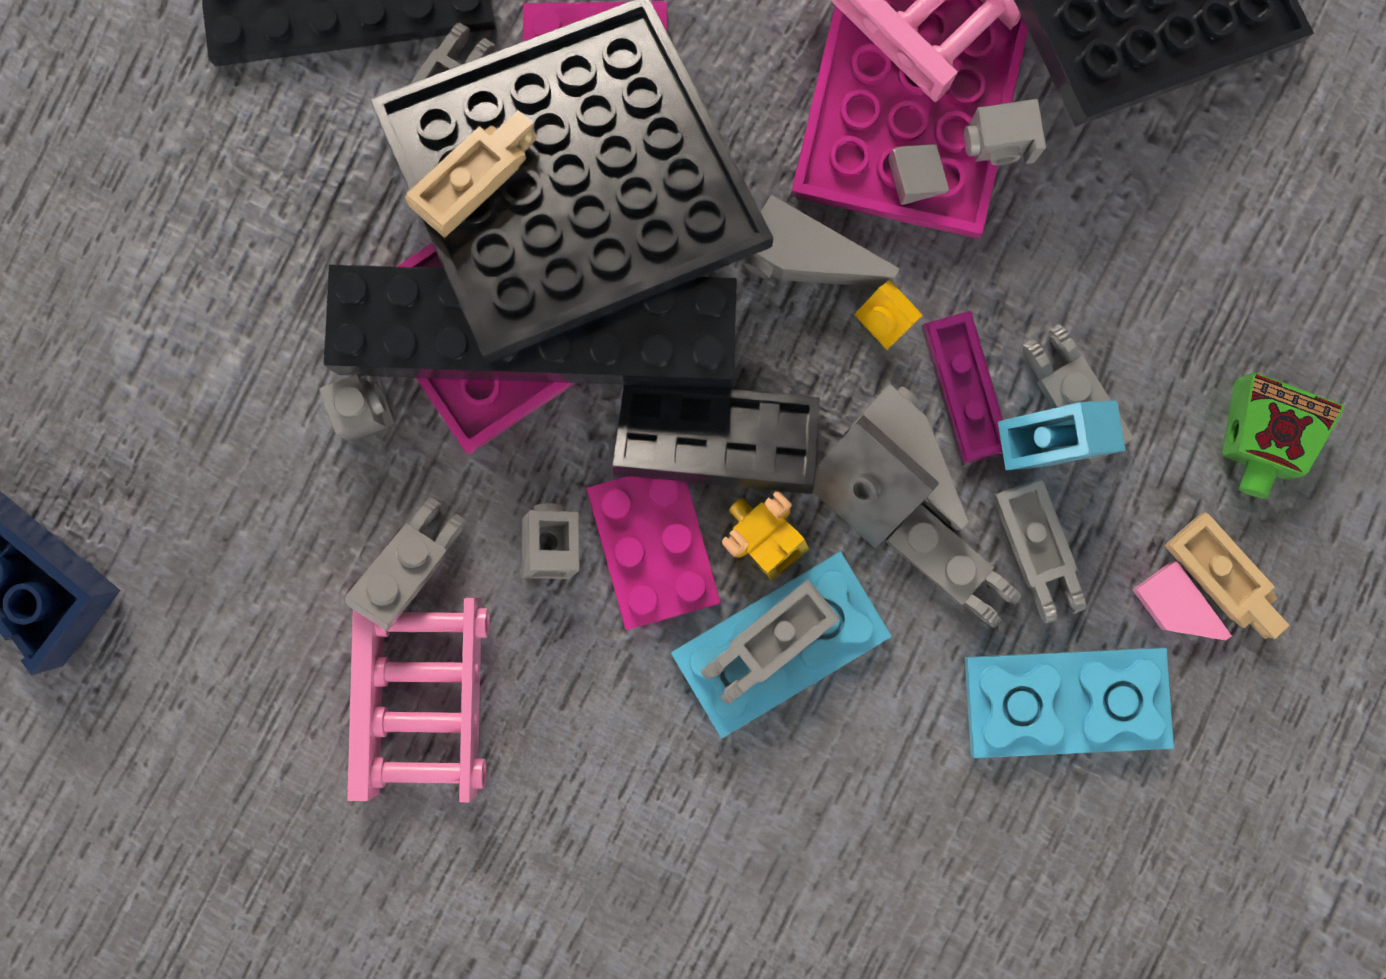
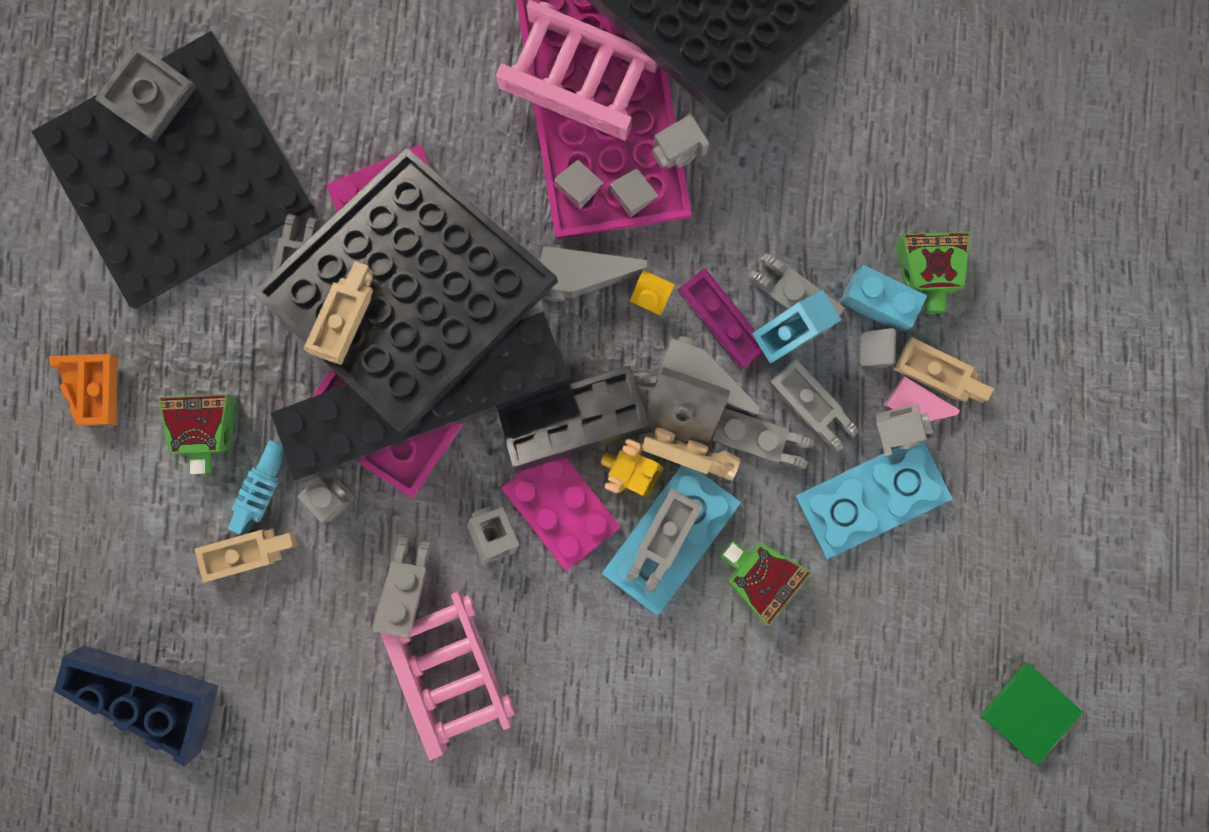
camera: 30 degrees left, 0 degrees up
(116, 141) = (89, 386): none -> orange wing
(220, 434) = (242, 553): none -> tan hinge
(232, 249) = (199, 427): none -> torso
(272, 361) = (257, 490): none -> medium azure hinge
(850, 133) = (578, 183): none -> light grey slope
(852, 547) = (690, 454): none -> tan hinge
(880, 748) = (763, 578): none -> torso
(1147, 627) = (902, 427): none -> light grey brick
(1157, 509) = (878, 348): none -> light grey slope
(1190, 447) = (883, 299): none -> medium azure brick

